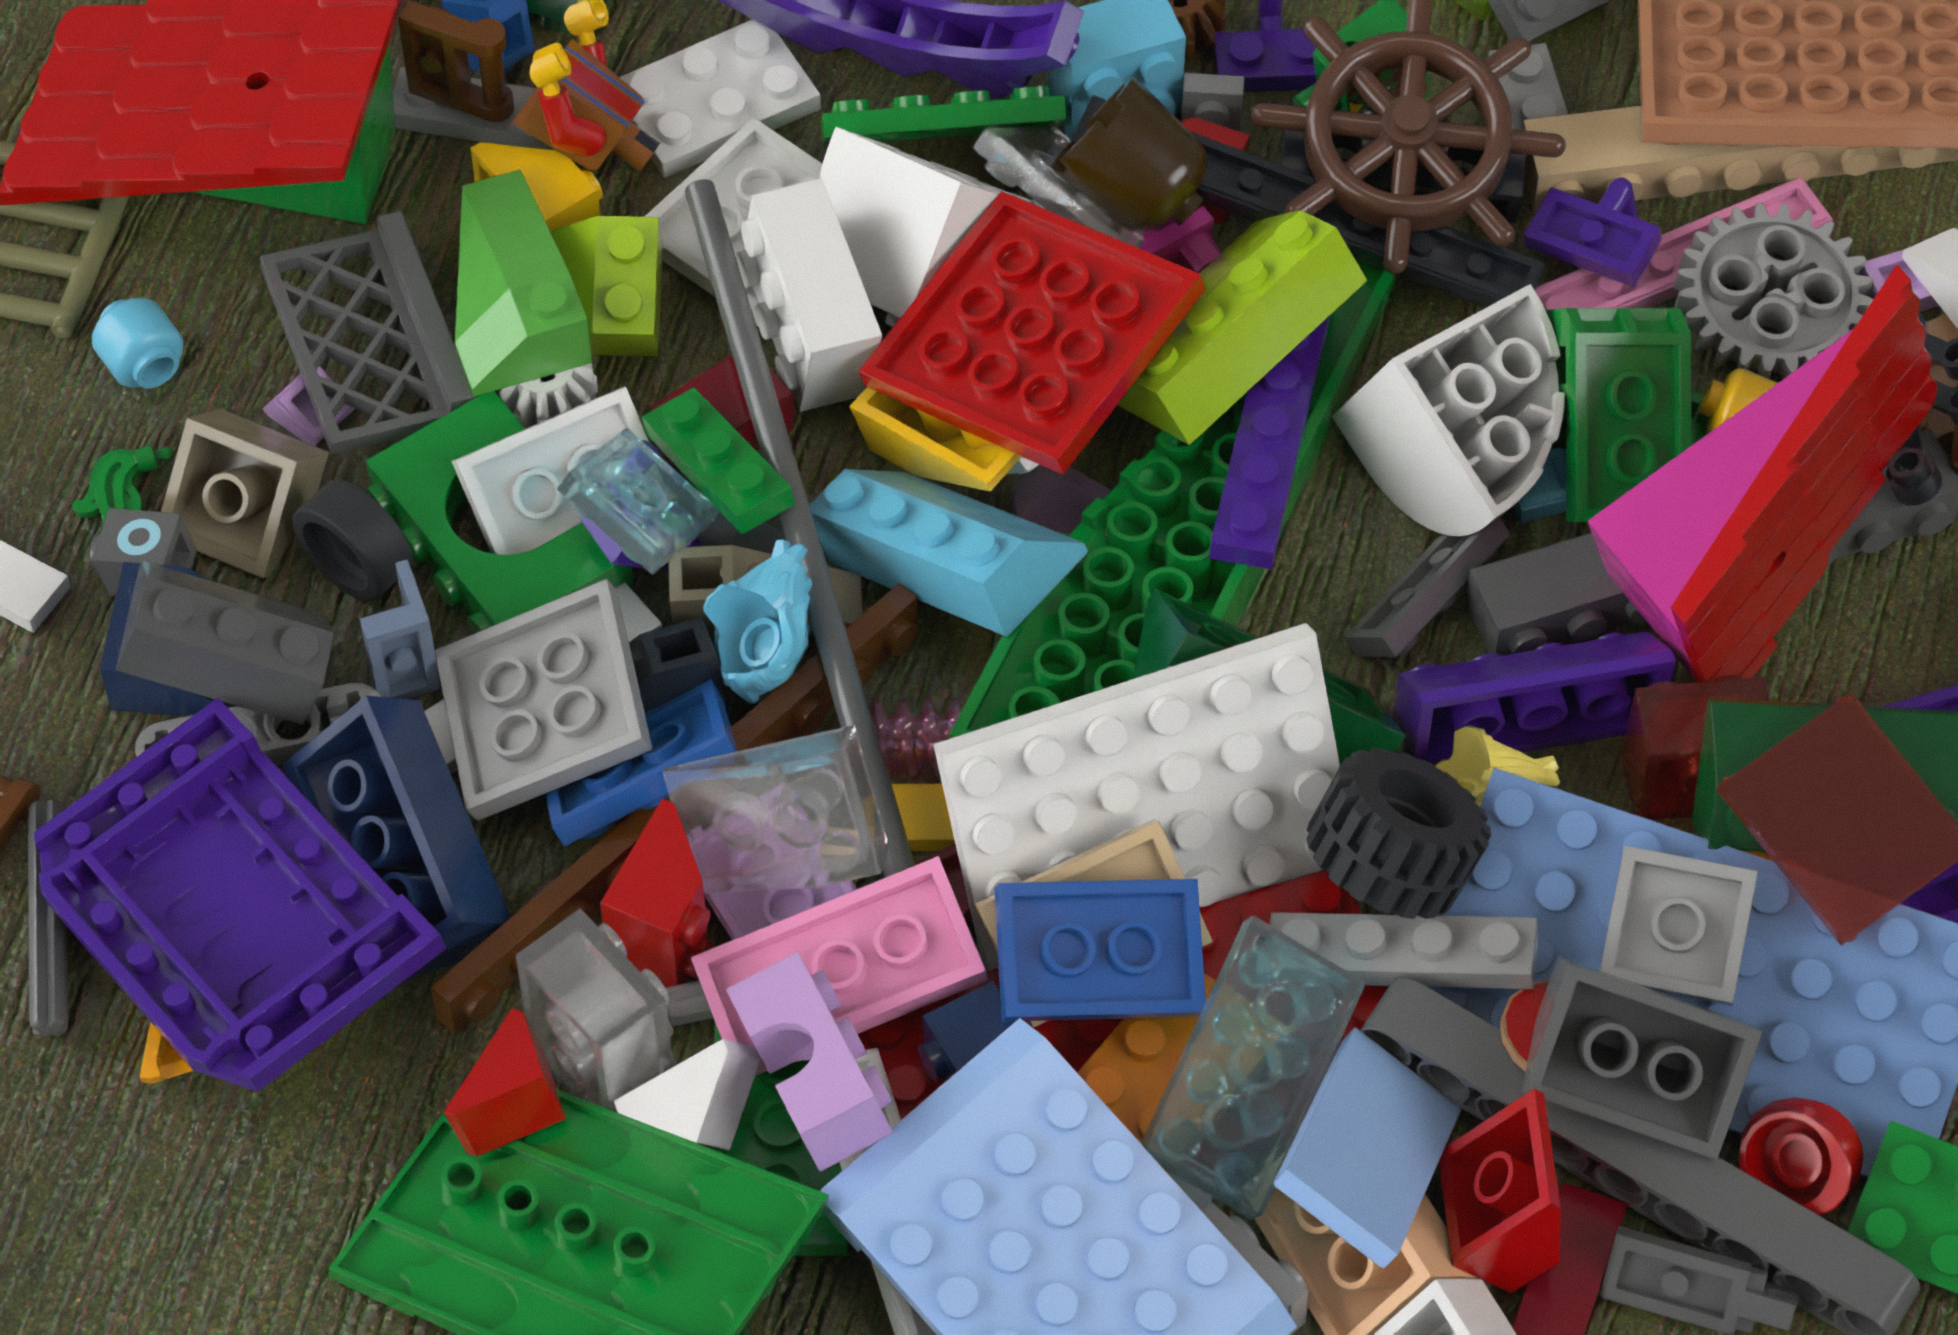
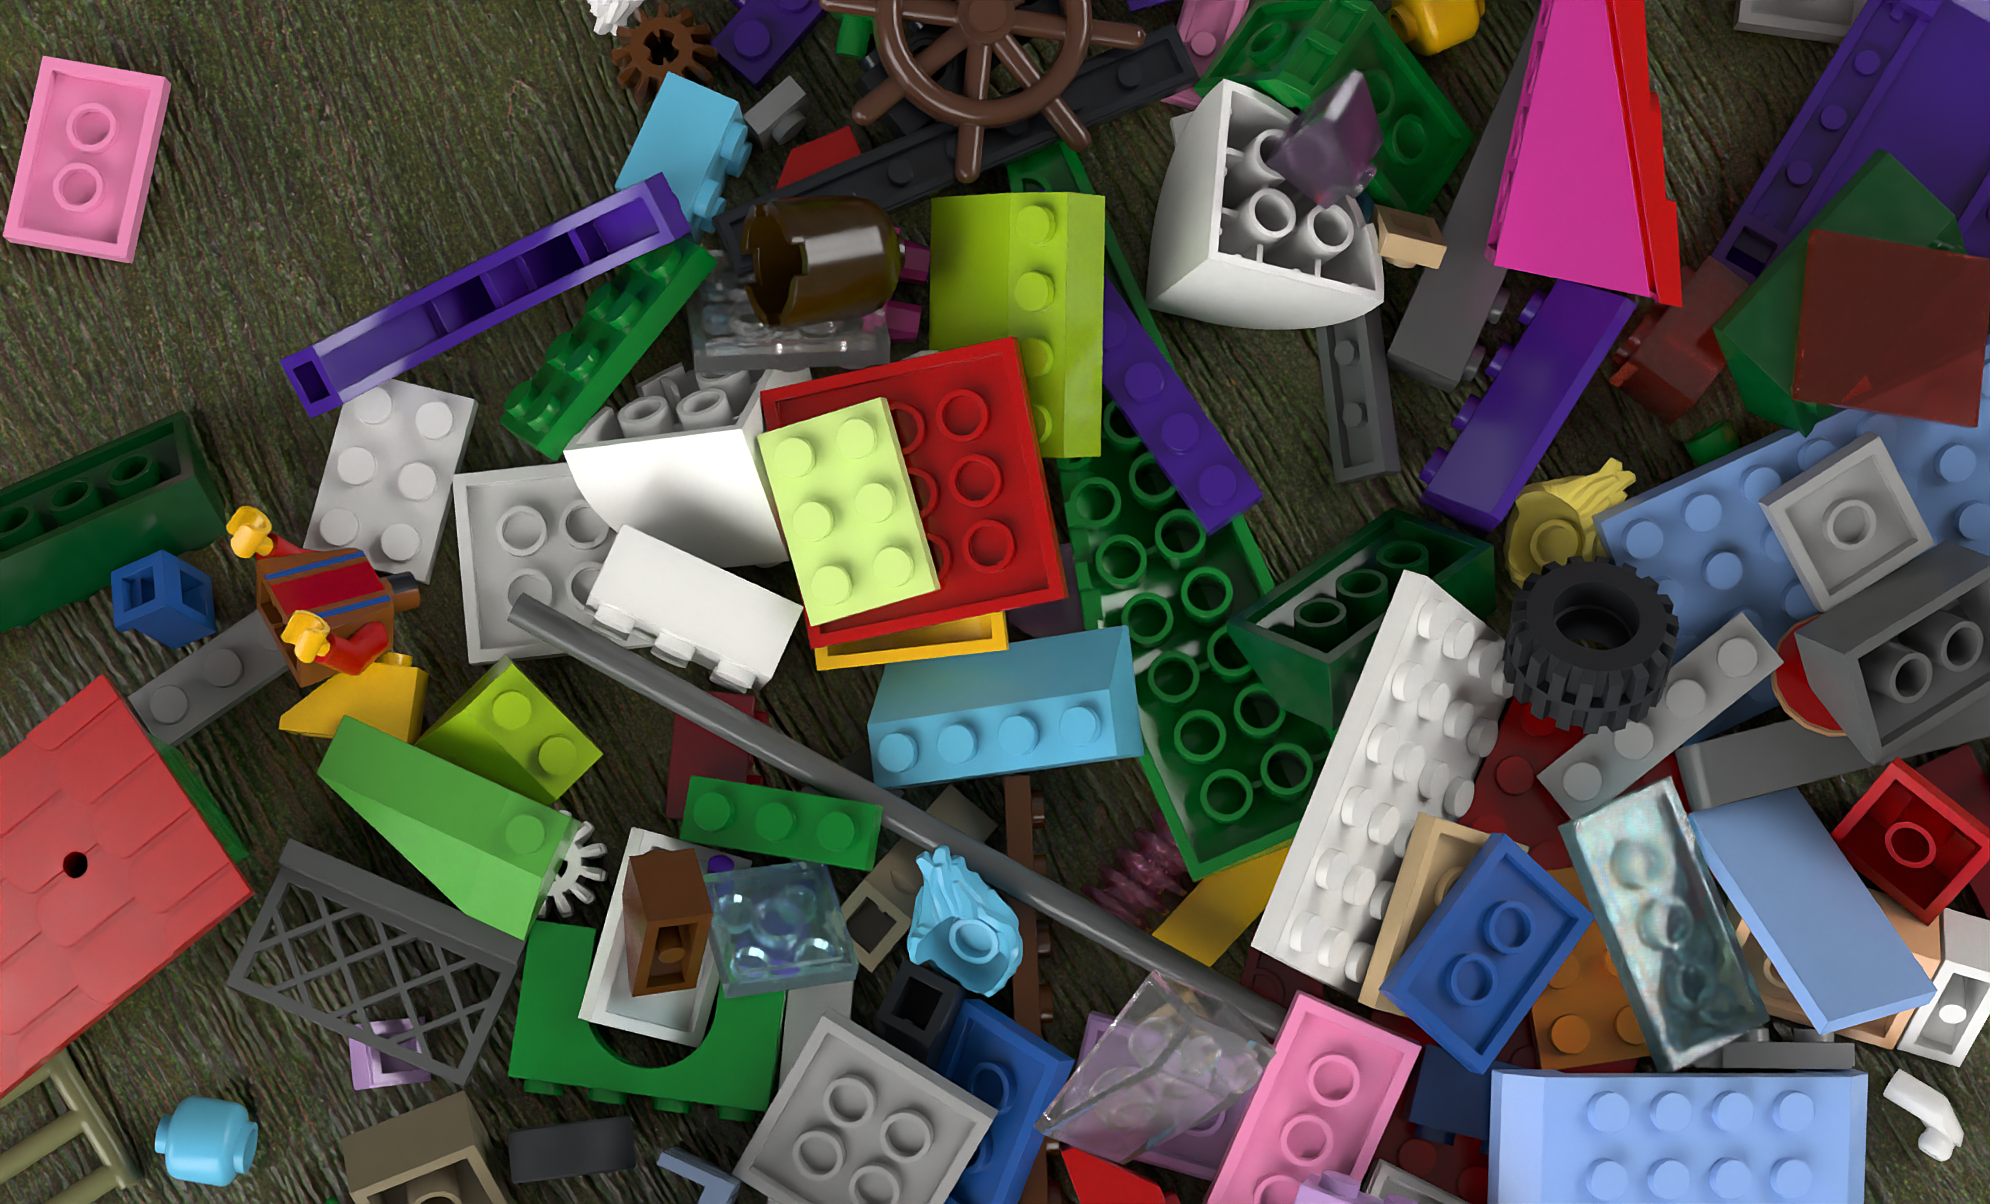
camera: 45 degrees left, 25 degrees up
(438, 64) = (176, 685): reddish brown plate -> none
(568, 434) = (665, 921): none -> reddish brown slope
(975, 298) = (848, 511): none -> yellowish green plate
(1558, 506) = (1407, 238): none -> tan plate
(1560, 366) = (1331, 143): none -> clear purple slope

